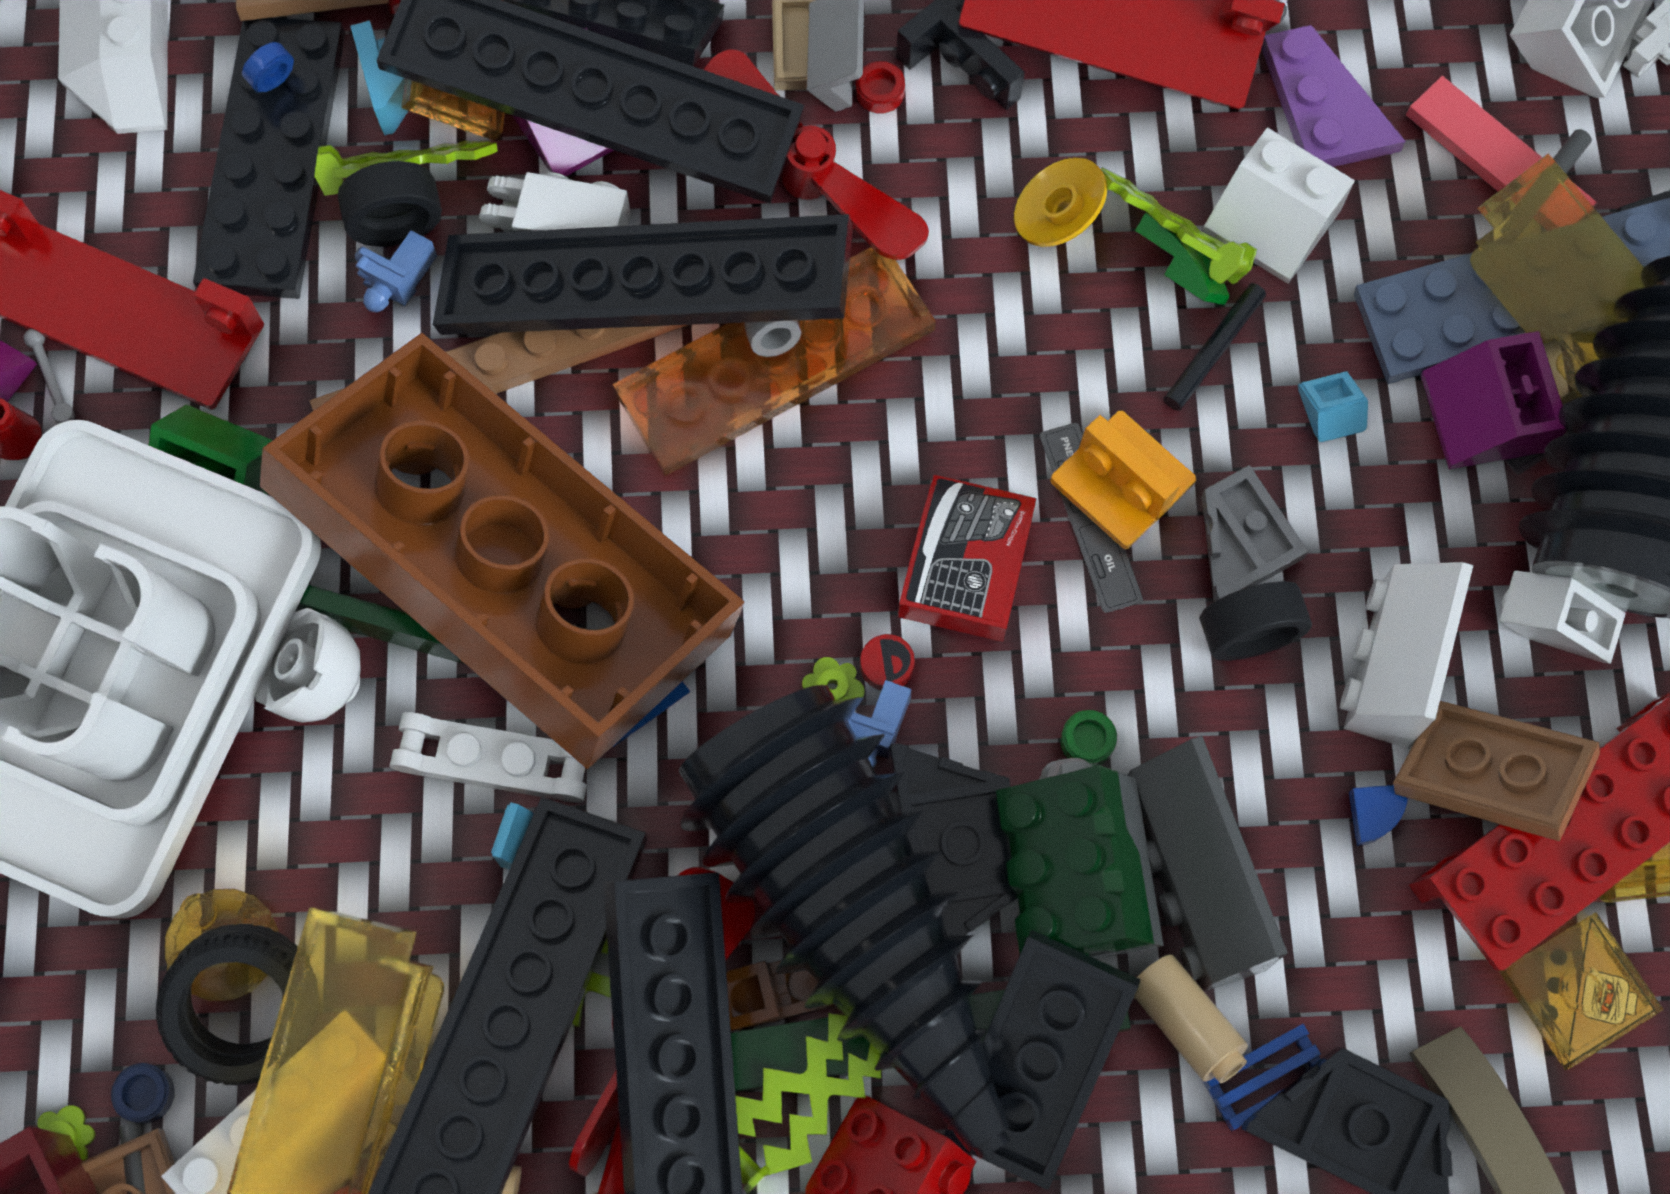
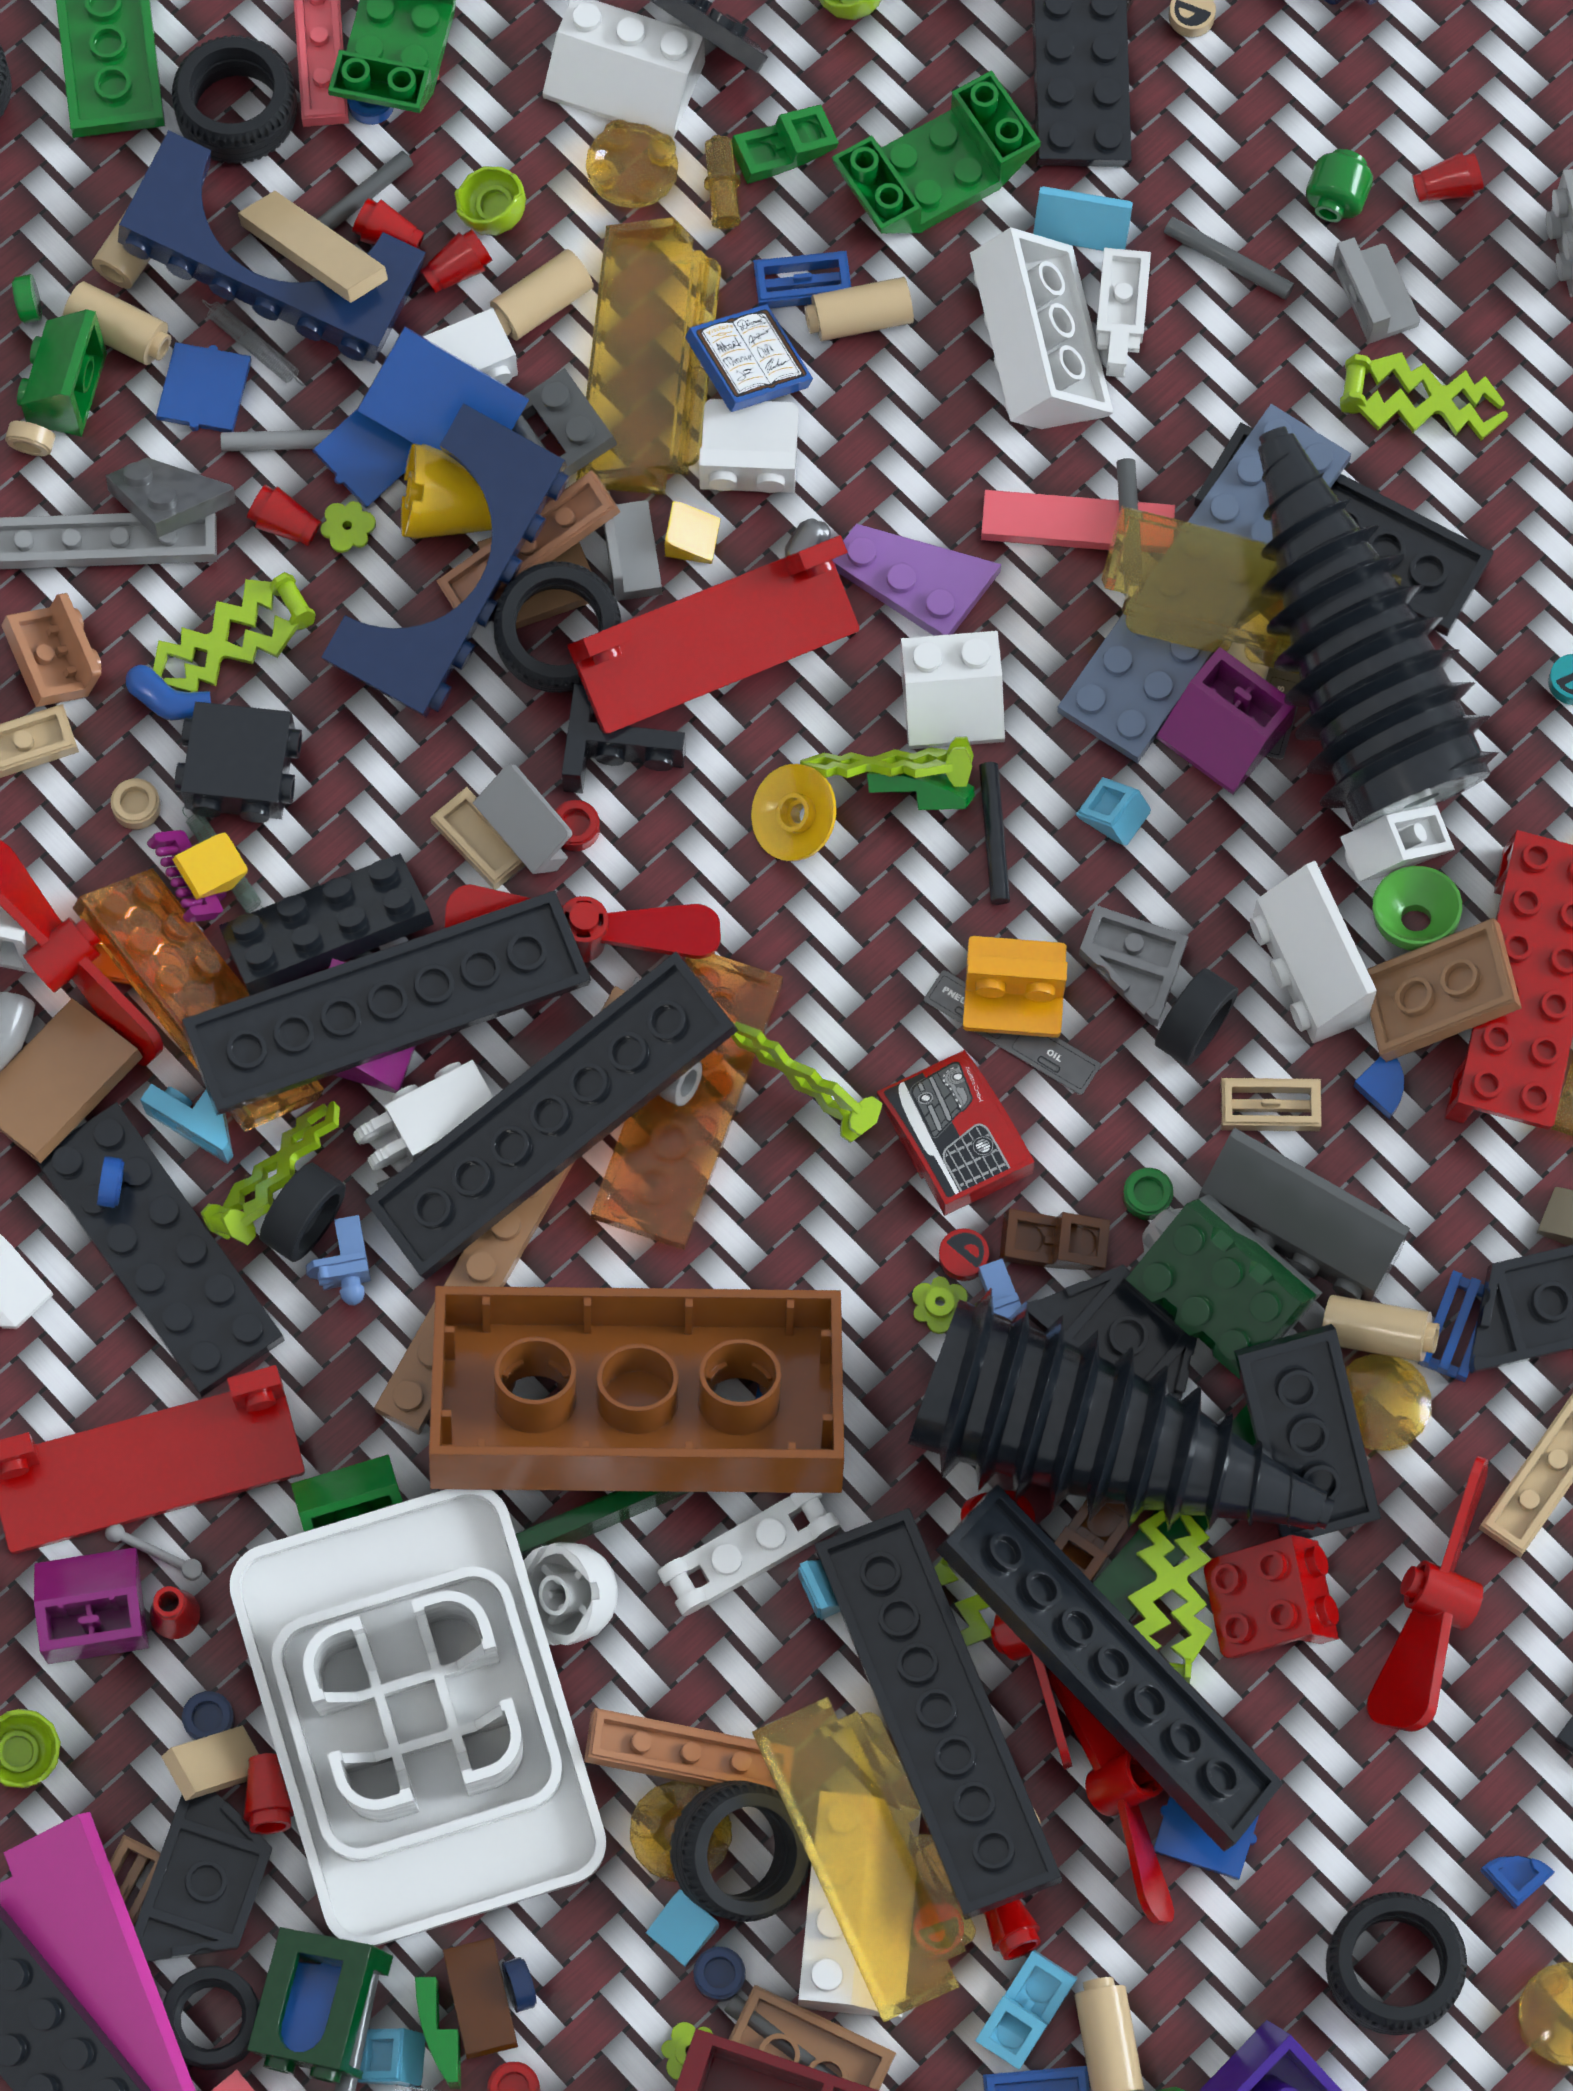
camera: 40 degrees left, 0 degrees up
(140, 1031) = (682, 1928): none -> medium azure slope
(258, 859) = (673, 1750): none -> nougat tile
(896, 477) = (854, 1115): none -> lime piece
(973, 713) = (1053, 1241): none -> reddish brown slope
(1142, 1089) = (1388, 1401): none -> clear yellow dish
(1250, 766) = (1270, 1122): none -> tan tile
(1546, 670) = (1416, 890): none -> bright green piece

